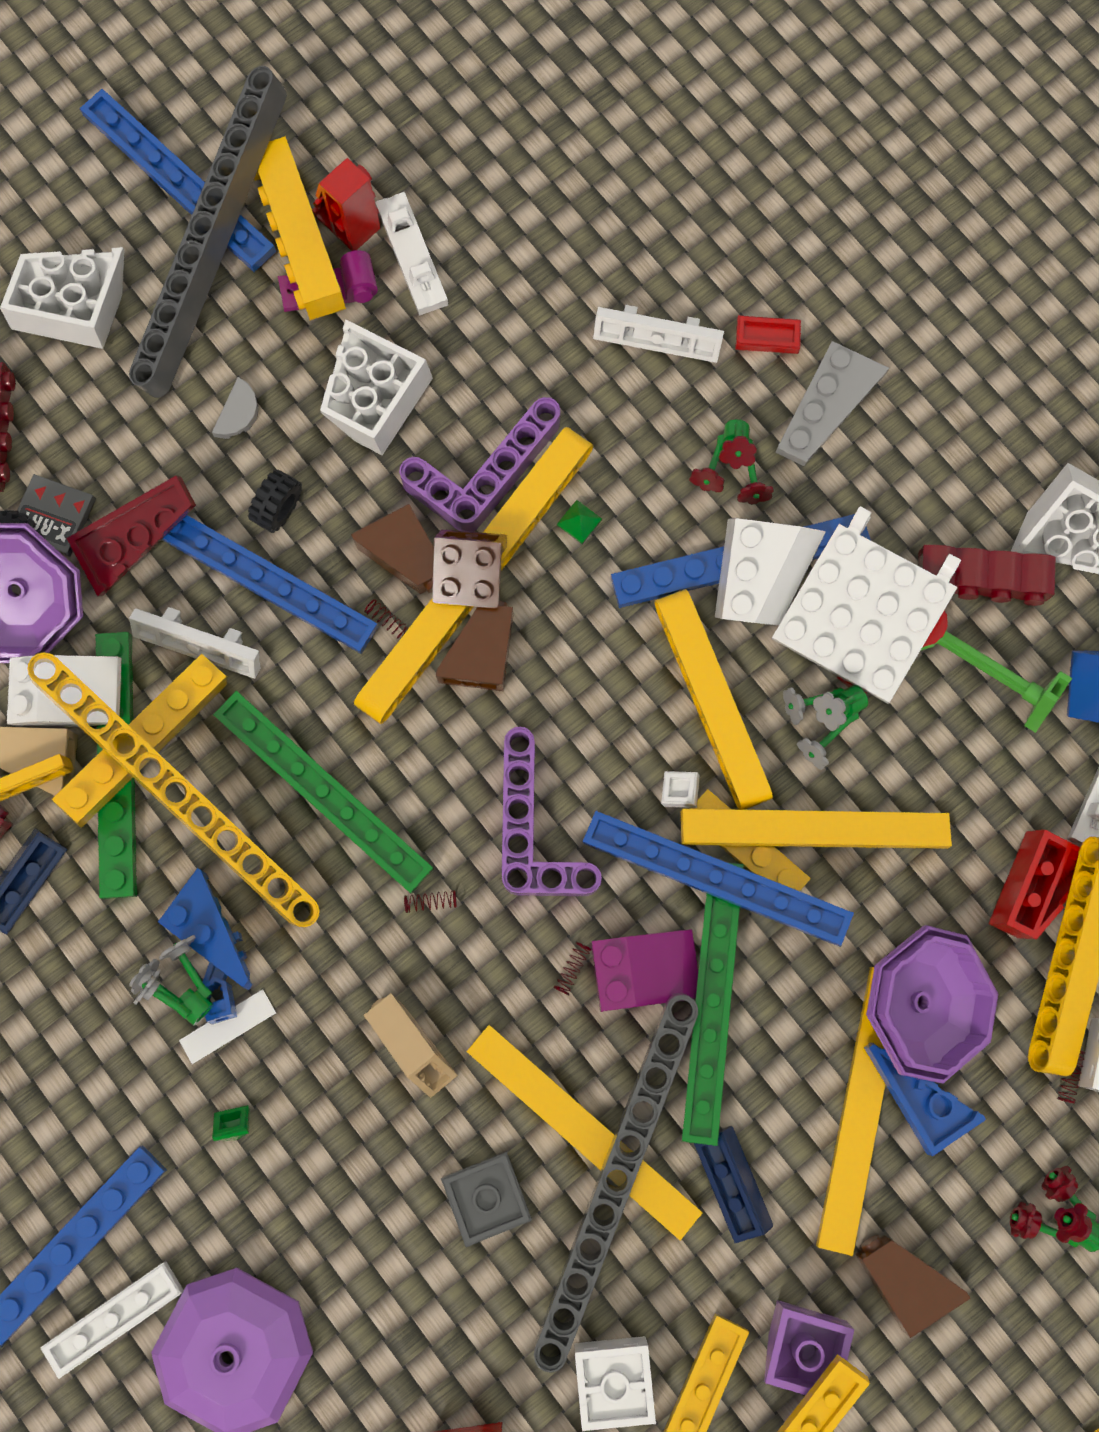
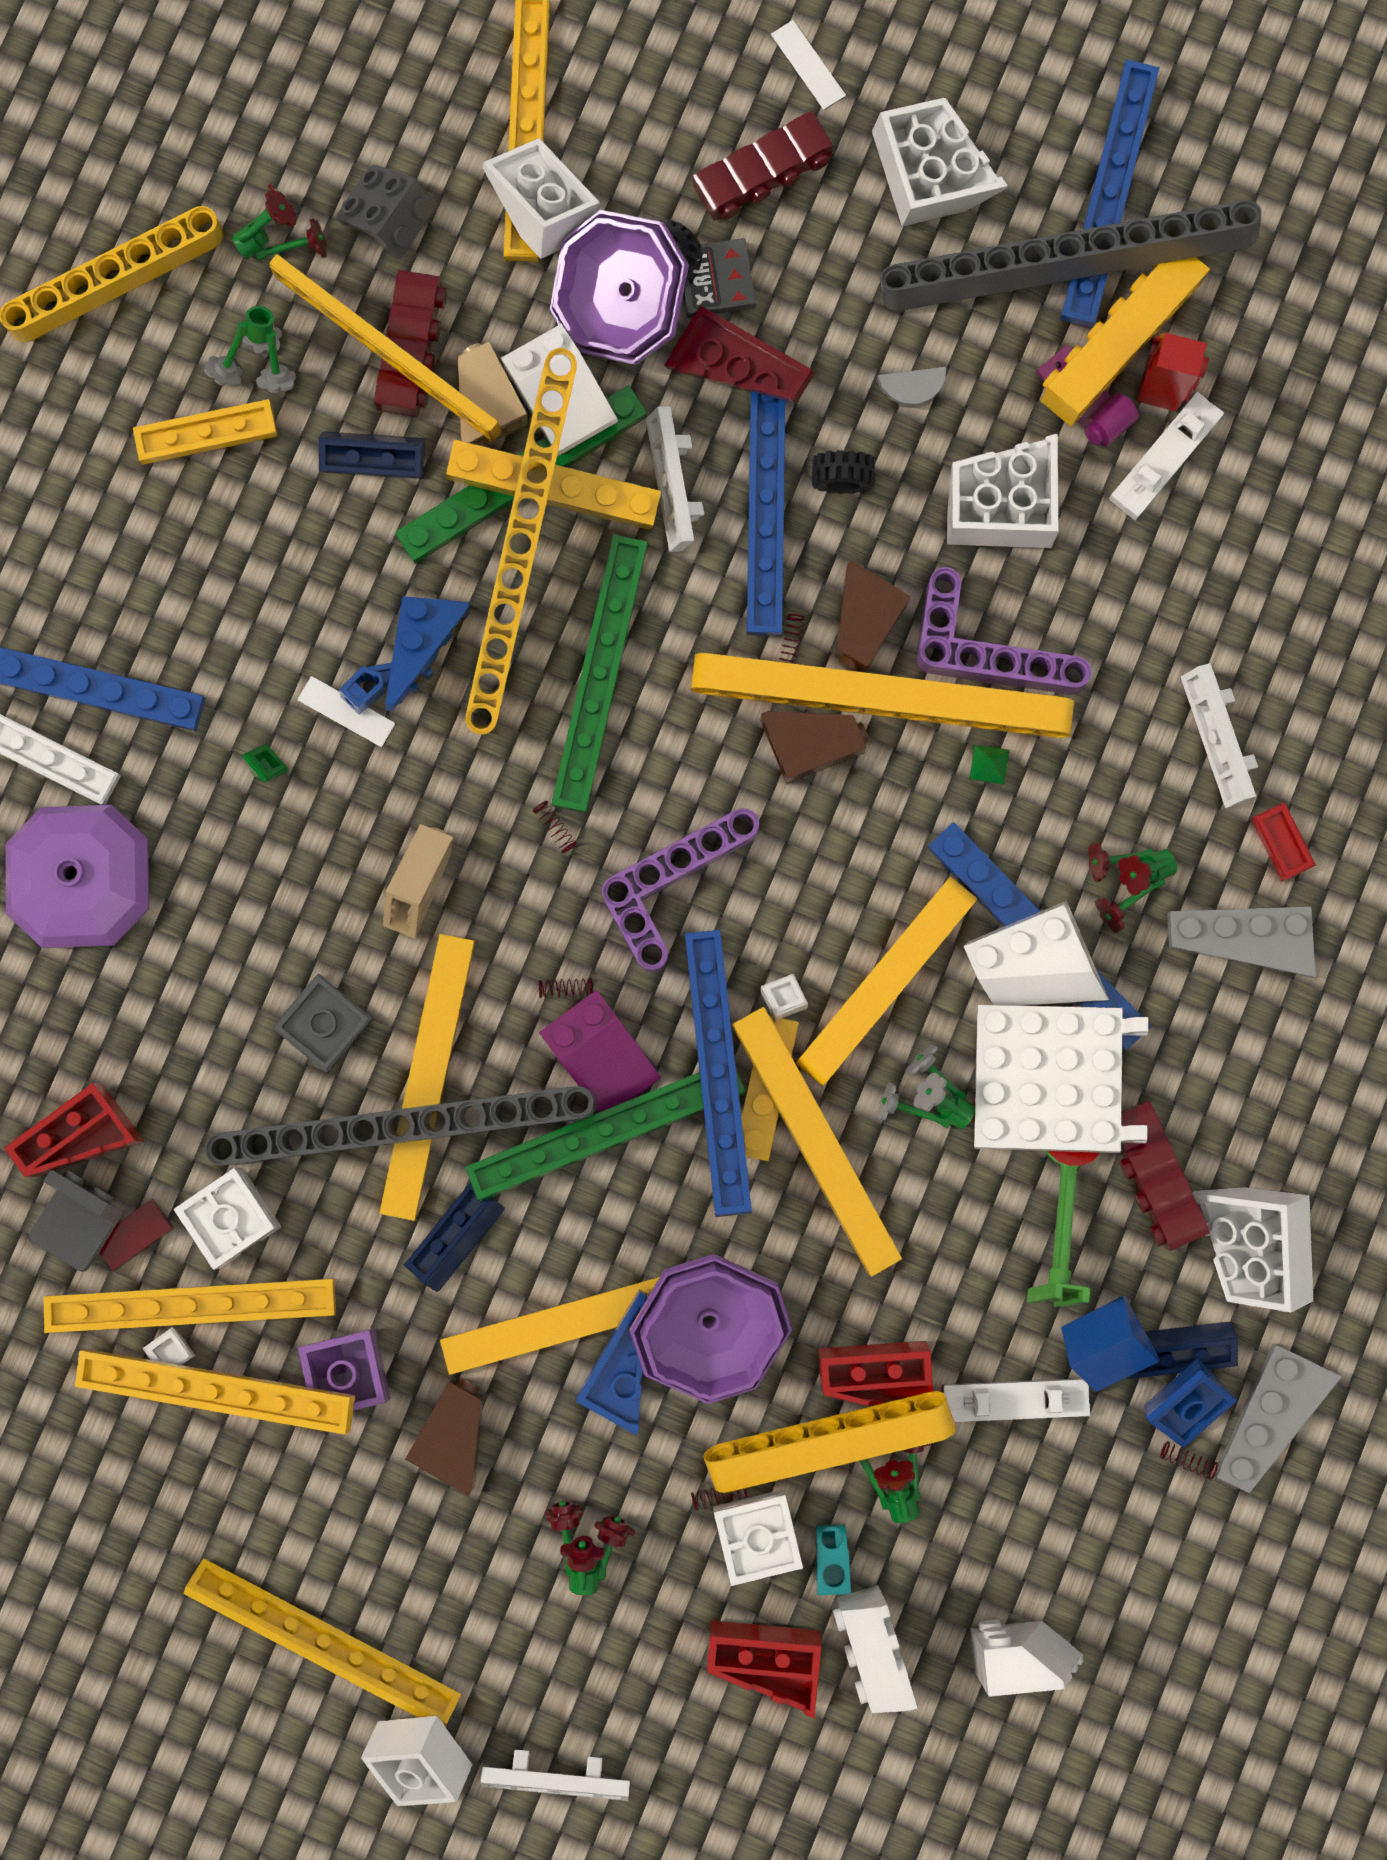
camera: 60 degrees right, 5 degrees up
(191, 1004) = (345, 667): plant -> none
(467, 568) = (879, 684): bracket -> none

